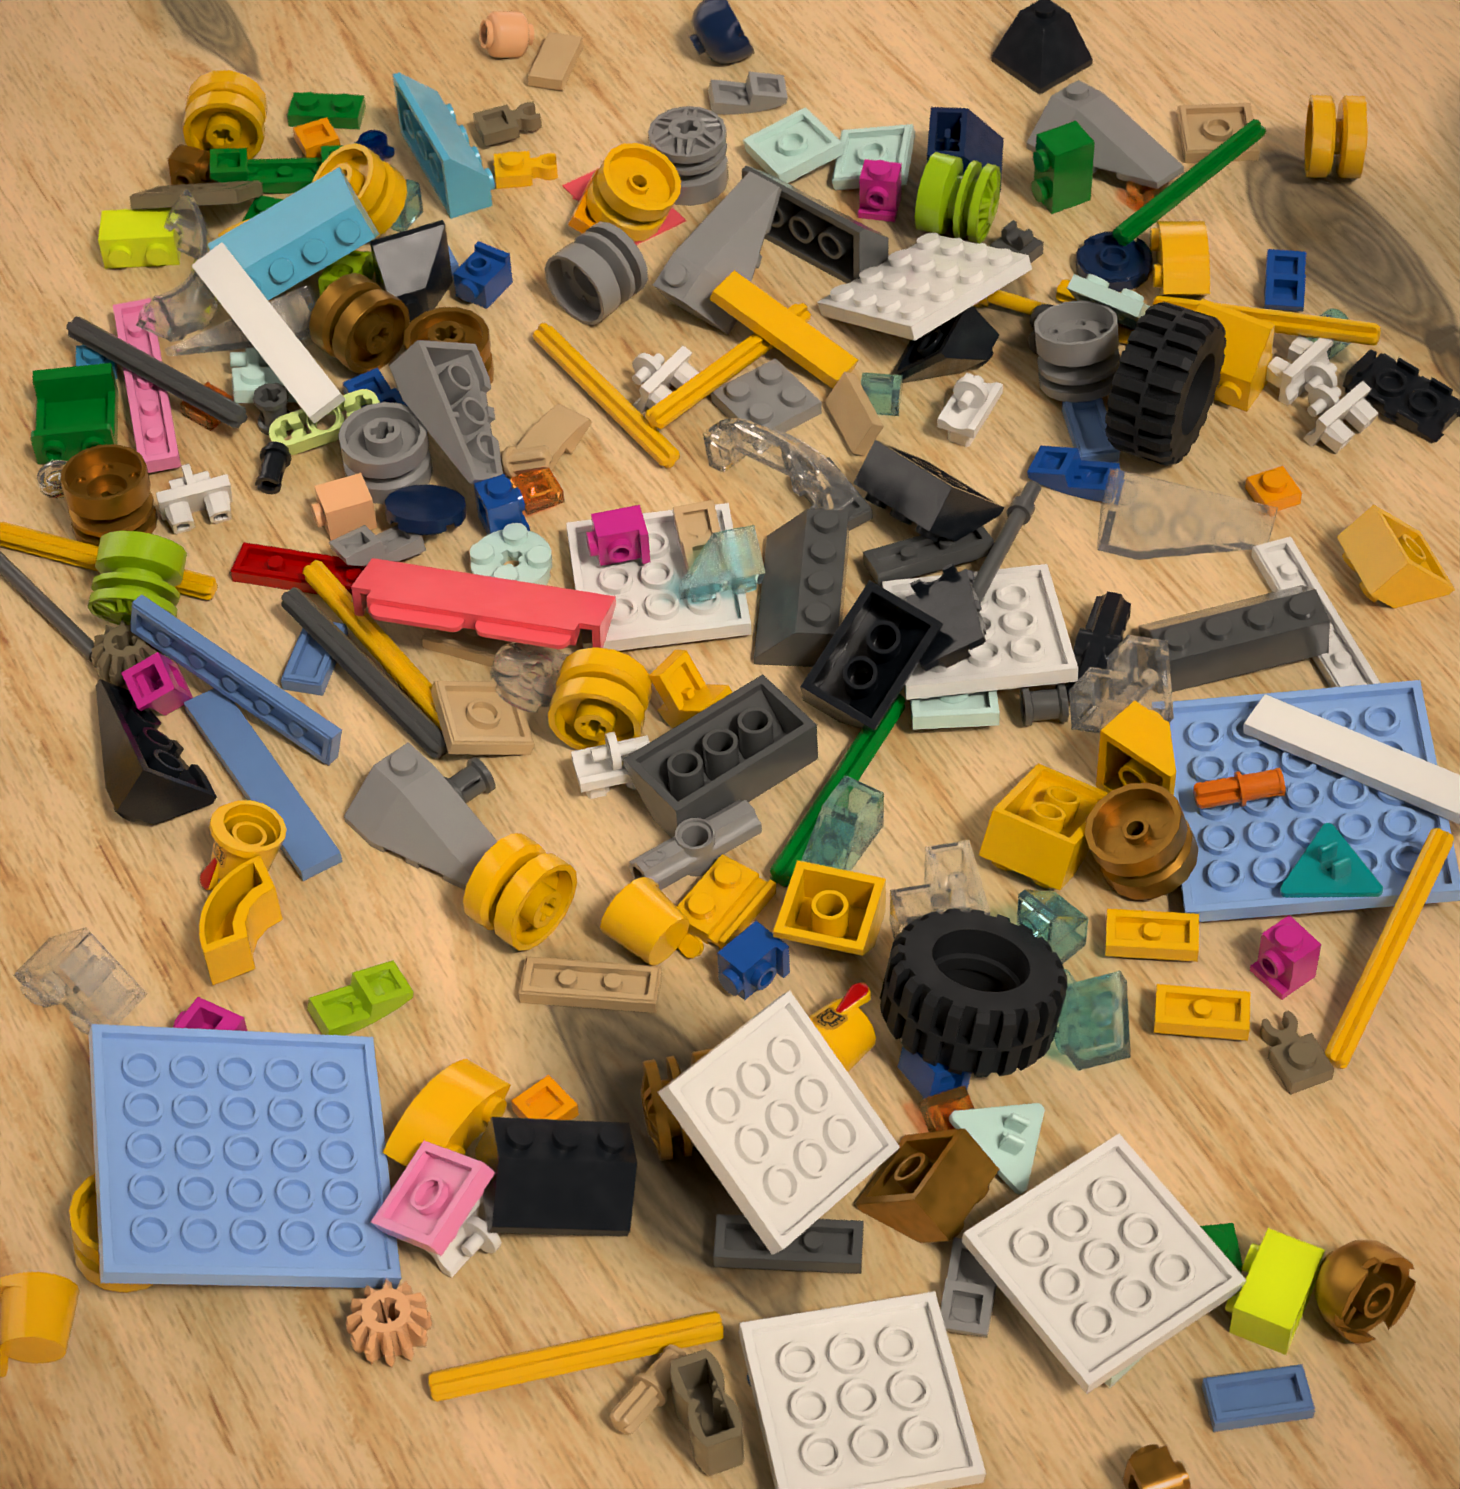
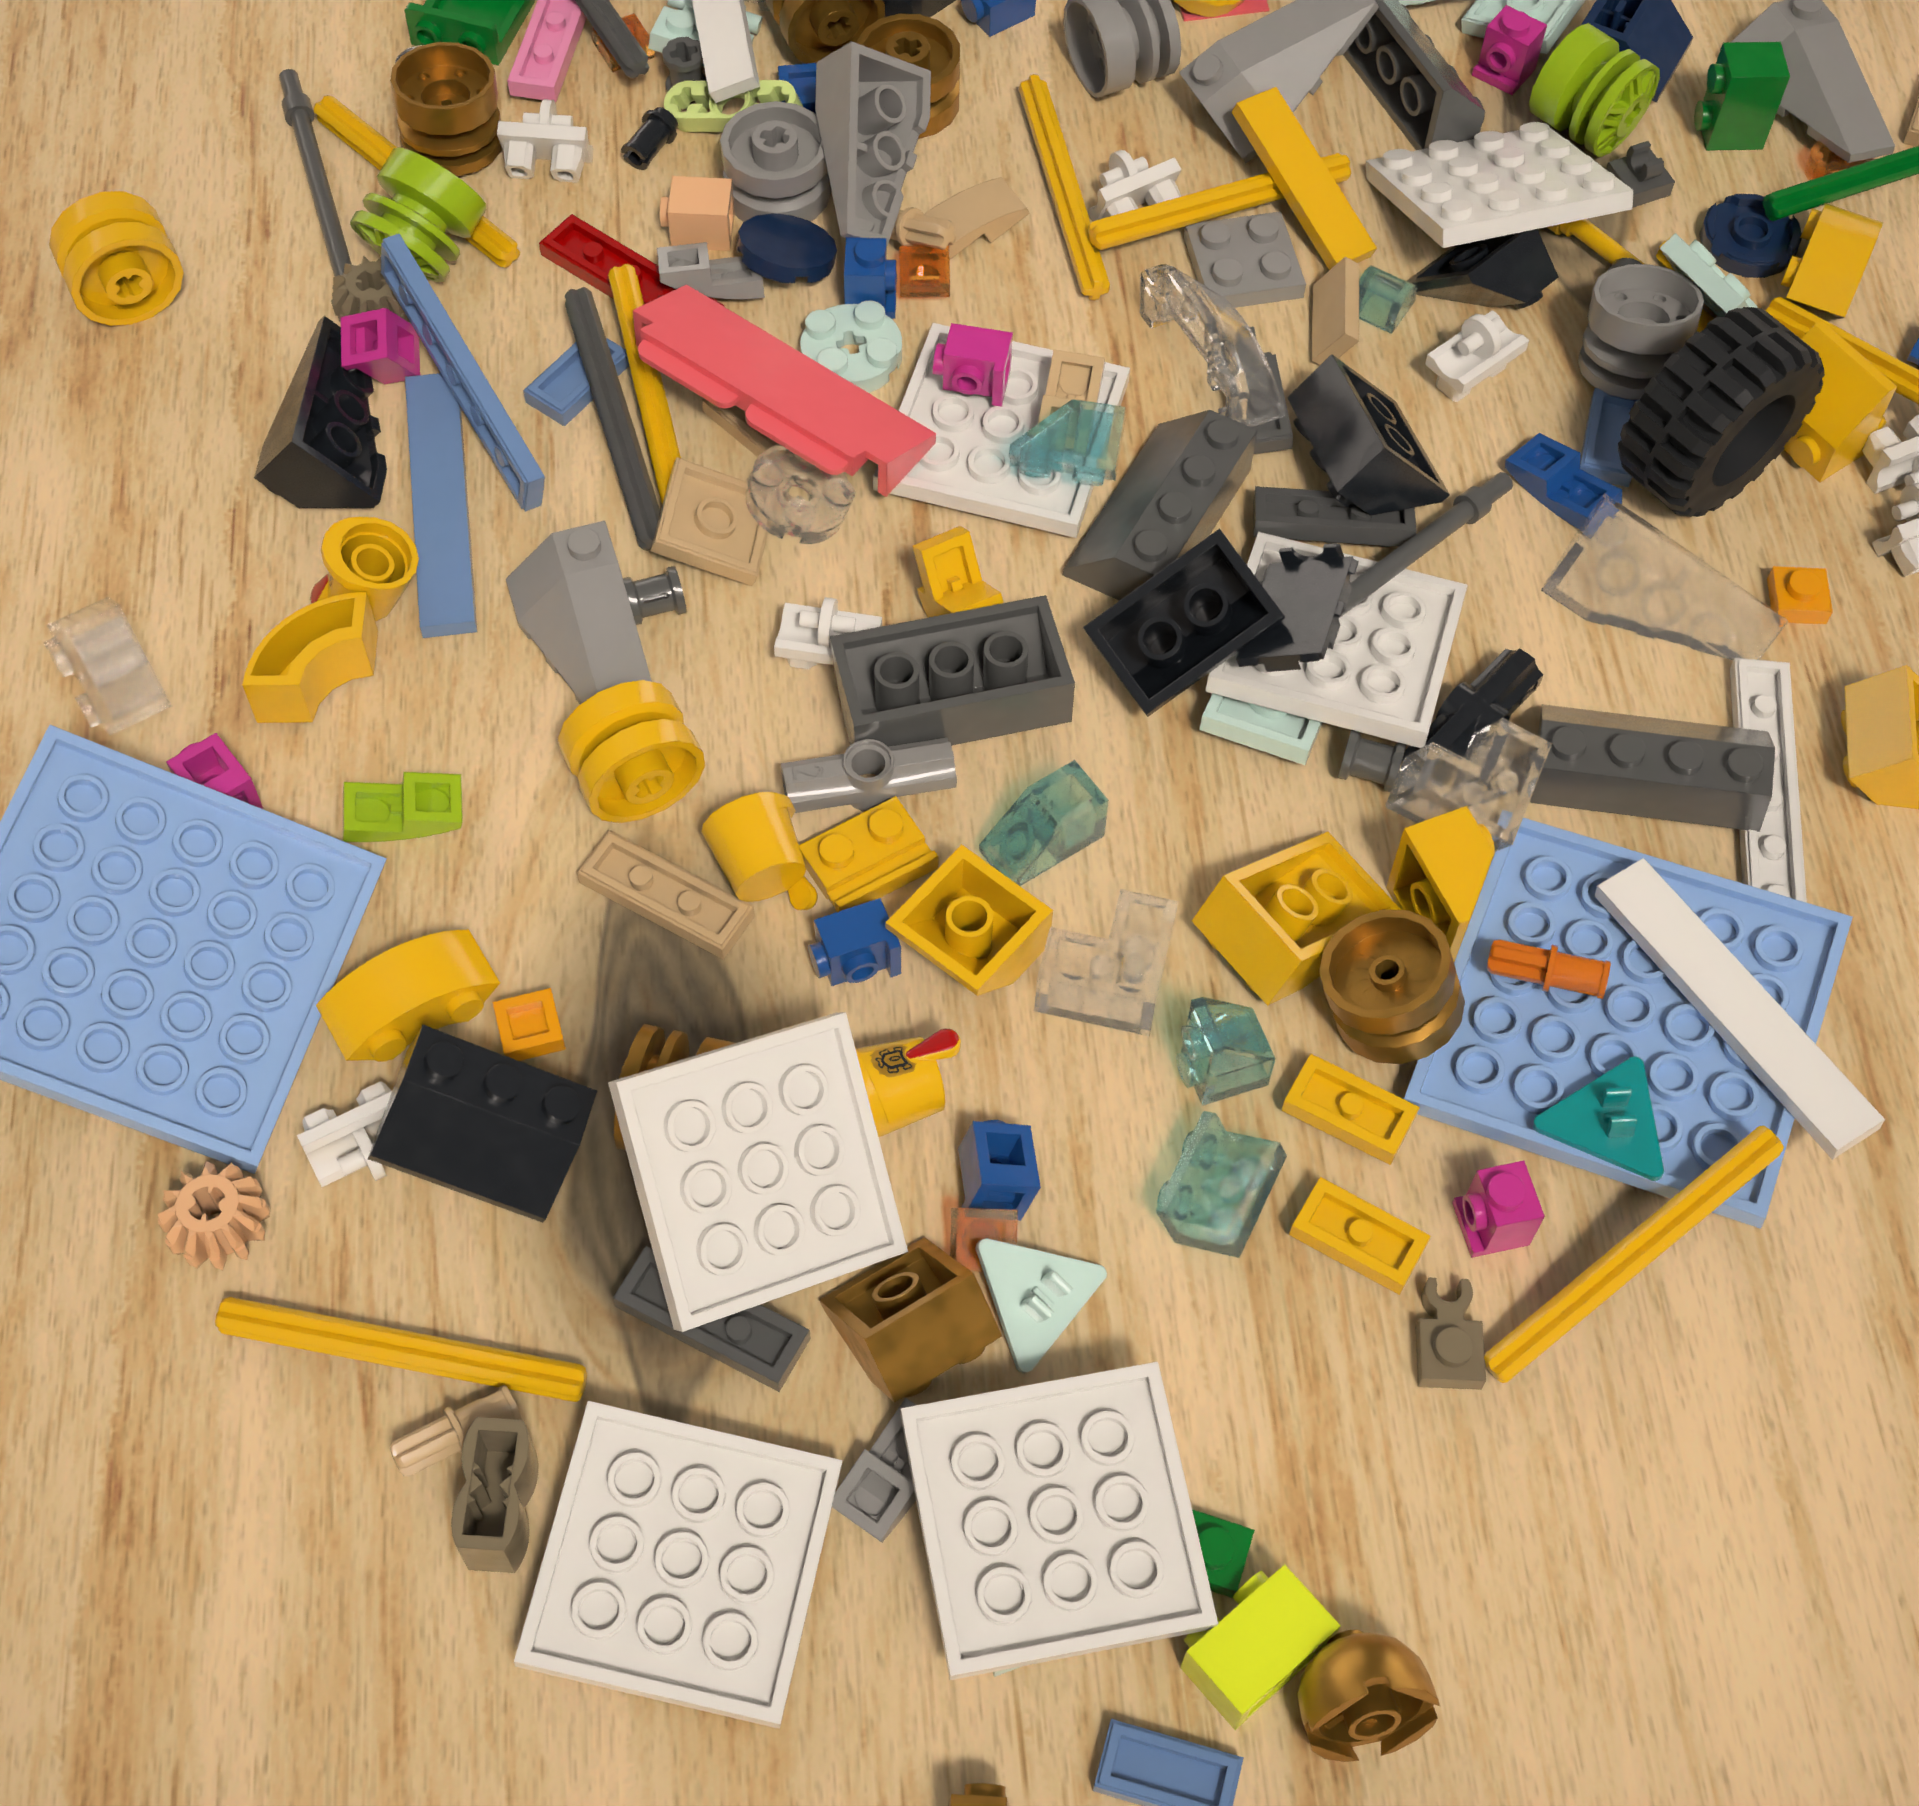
camera: 20 degrees right, 10 degrees up
(433, 1197) = (322, 1091): bright pink plate -> none
(599, 695) = (846, 551): yellow wheel -> none
(852, 765) = (1091, 756): green axle -> none
(973, 992) = (1045, 1146): black tyre -> none

